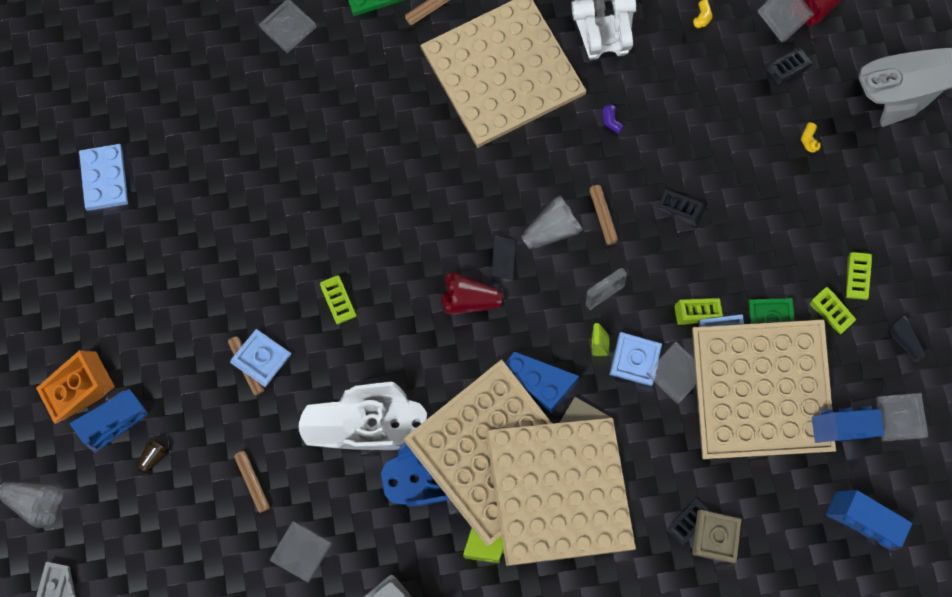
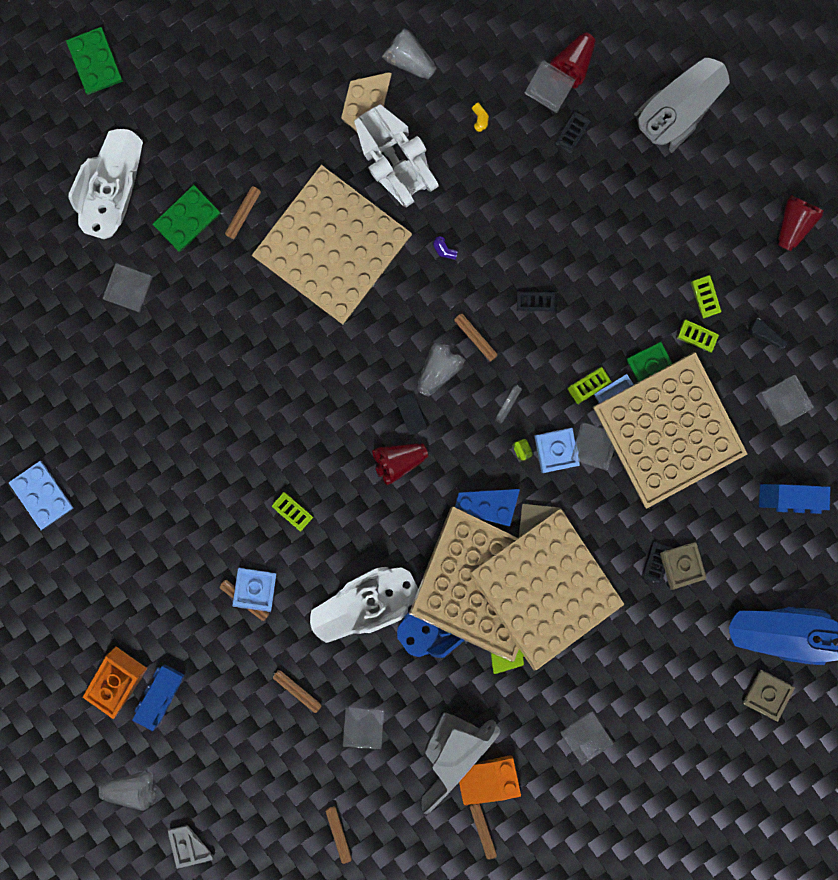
camera: 30 degrees left, 15 degrees up
(151, 455) = (206, 707): dark brown cone -> none
(808, 140) = (615, 193): yellow arm -> none
(847, 424) = (749, 431): blue wedge -> none

